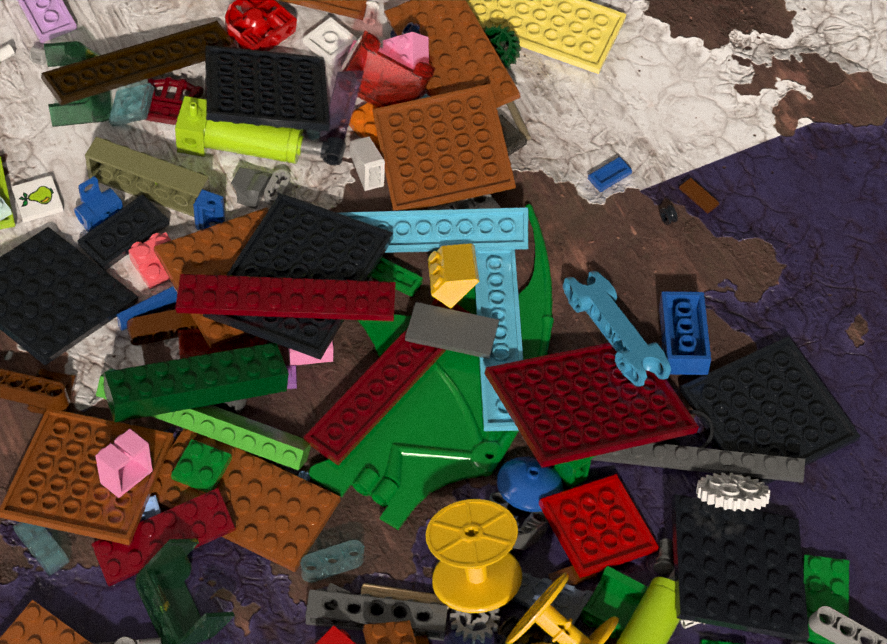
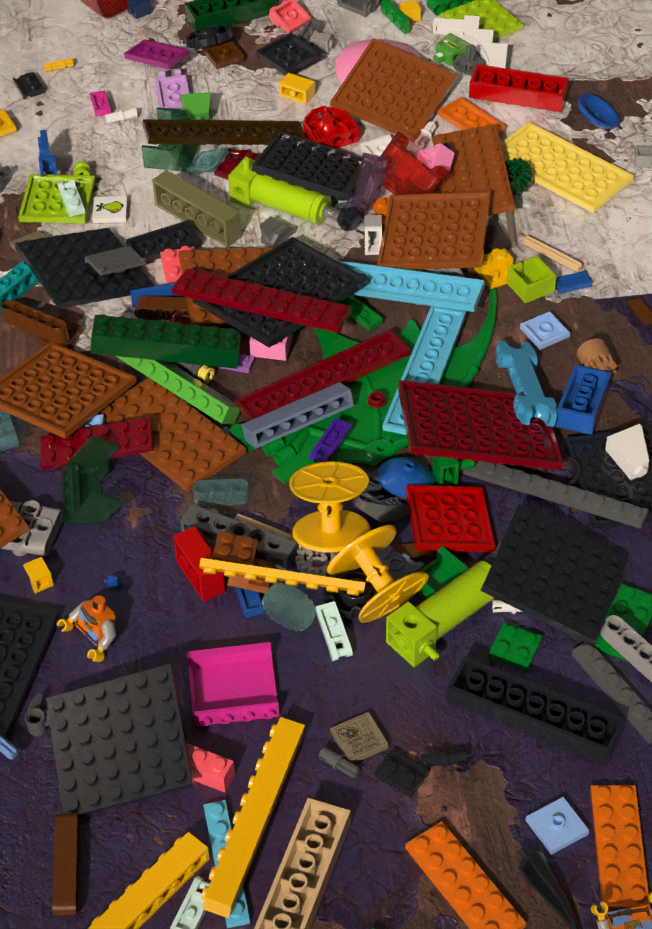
camera: 25 degrees right, 10 degrees down
(80, 278) = (115, 260): none -> dark grey door
(86, 28) = (197, 105): none -> bright green torso
(96, 205) = (149, 217): blue piece -> none
(124, 463) = (83, 379): bright pink piece -> none
(201, 466) = (147, 402): green plate -> none
(208, 209) = (232, 235): blue hinge -> none
(250, 405) = (206, 373): none -> light yellow bush
(273, 185) = (300, 232): light grey beam -> none
(383, 439) = (297, 415): none -> sand blue brick
(433, 462) = (330, 441): none -> dark purple plate
(452, 272) = (402, 313): yellow slope -> none
(452, 330) = (387, 354): dark grey tile -> none
(461, 387) = (376, 400): none -> dark red plate
(527, 175) = (495, 267): none -> yellow plate
(568, 185) = (536, 279): none -> lime piece
(575, 141) = (552, 253): none -> tan axle
(605, 247) = (544, 330): none -> light blue plate
(668, 215) = (608, 318): black bush -> none
(678, 274) = (596, 355): none -> medium nougat gear
(733, 492) = (572, 515): white gear -> none
(759, 389) = (629, 451): none -> white slope

